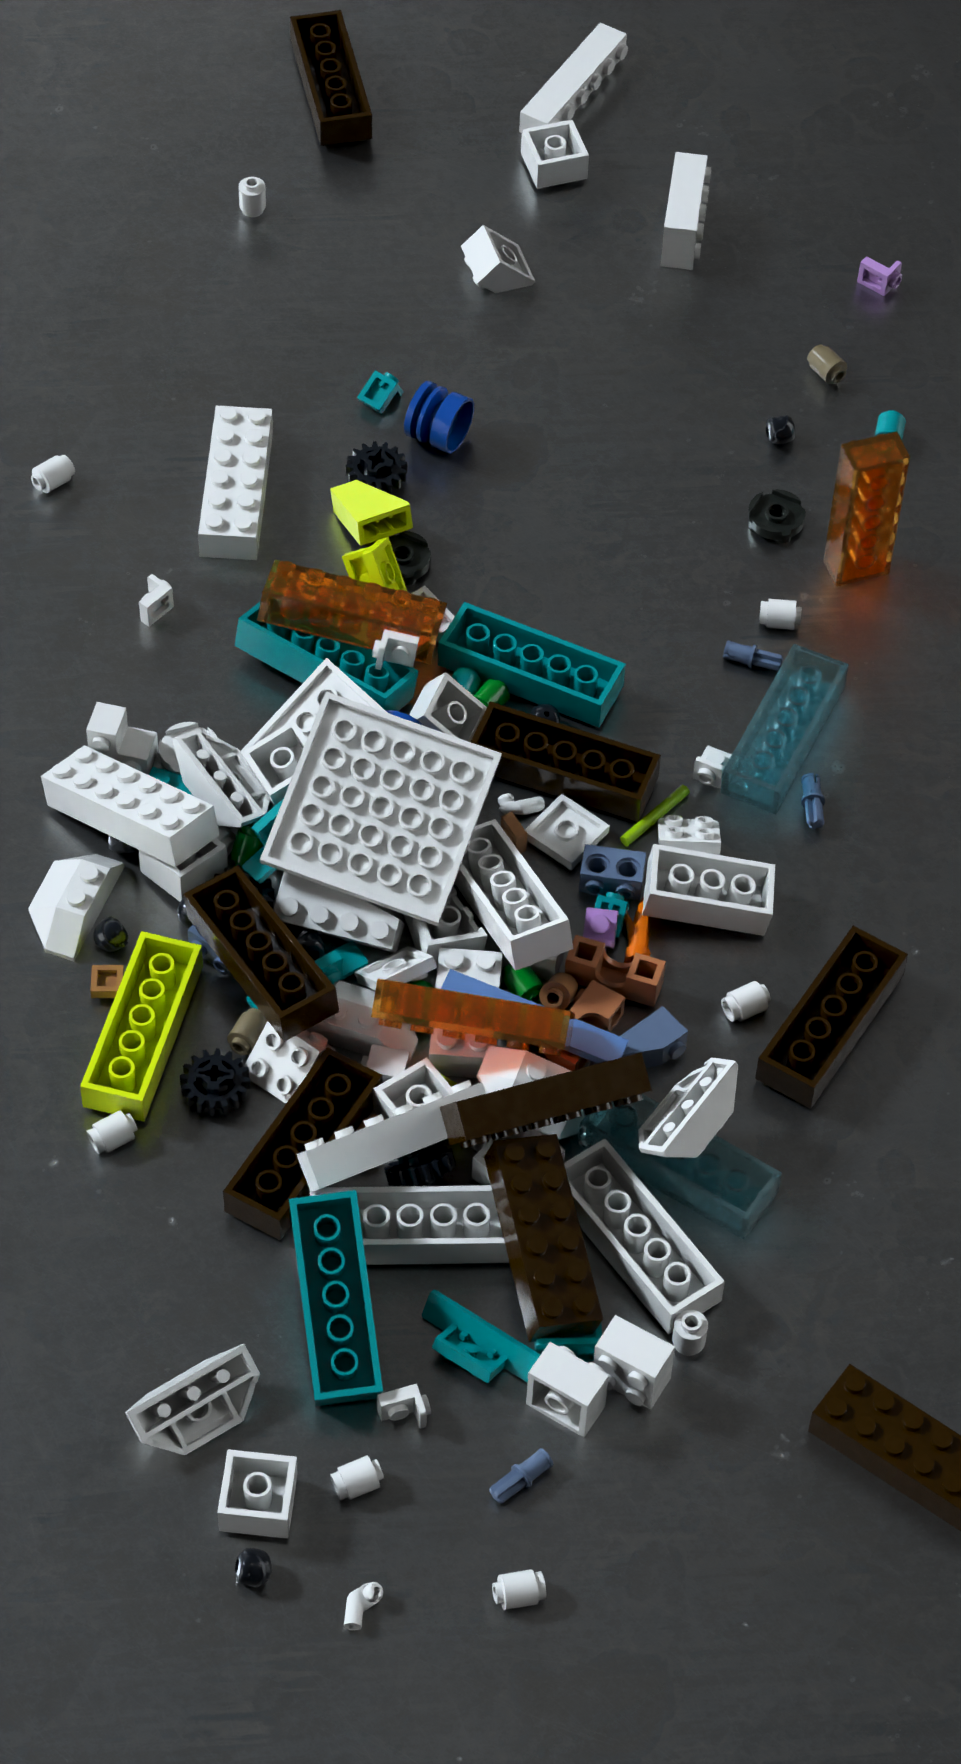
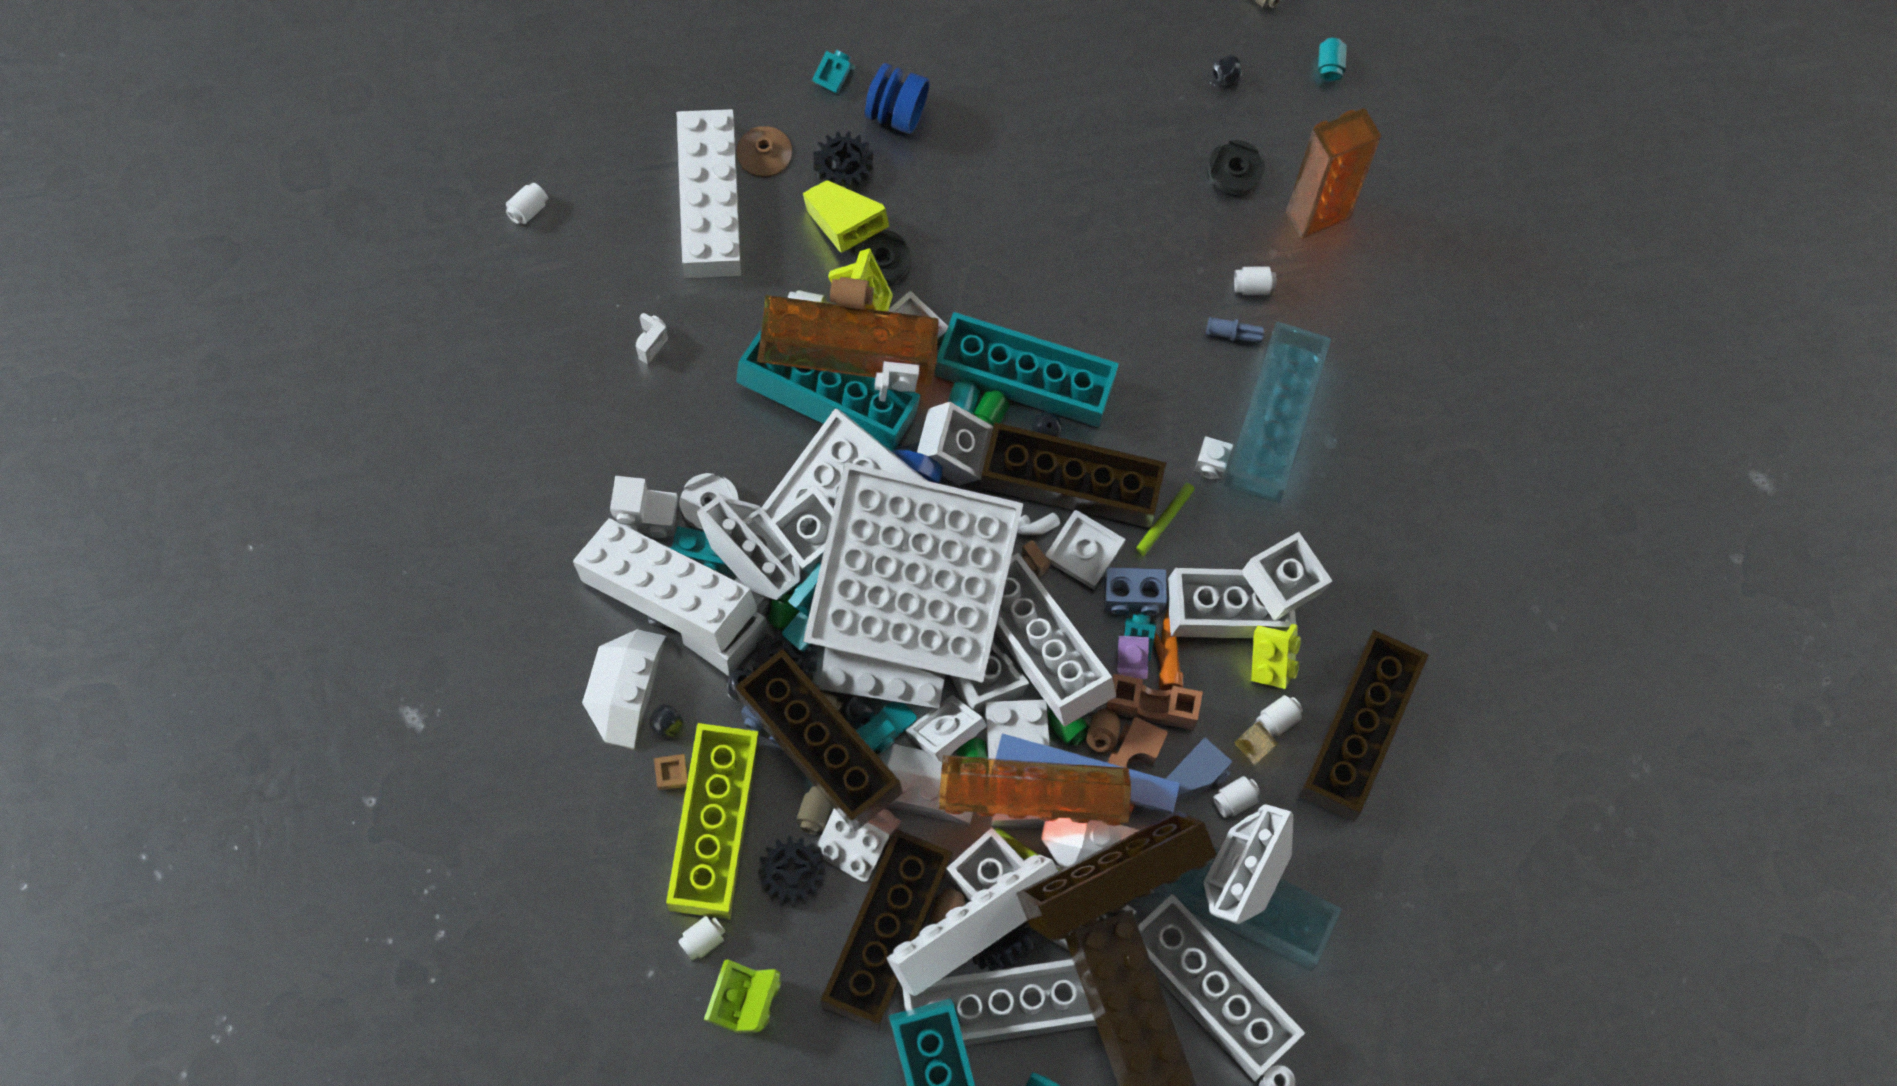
camera: 10 degrees left, 15 degrees up
(141, 1188) = (742, 998): none -> lime bracket
(299, 456) = (764, 161): none -> medium nougat dish
(360, 564) = (851, 293): none -> medium nougat brick
(387, 1061) = (951, 833): white brick -> none
(684, 1064) = (1237, 797): none -> white brick
(691, 834) = (1203, 543): white bracket -> none
(717, 1022) = (1256, 742): none -> clear yellow plate
(748, 941) = (1275, 656): none -> neon yellow bracket
(766, 860) = (1286, 576): none -> white brick
(813, 800) = (1313, 485): sand blue axle -> none

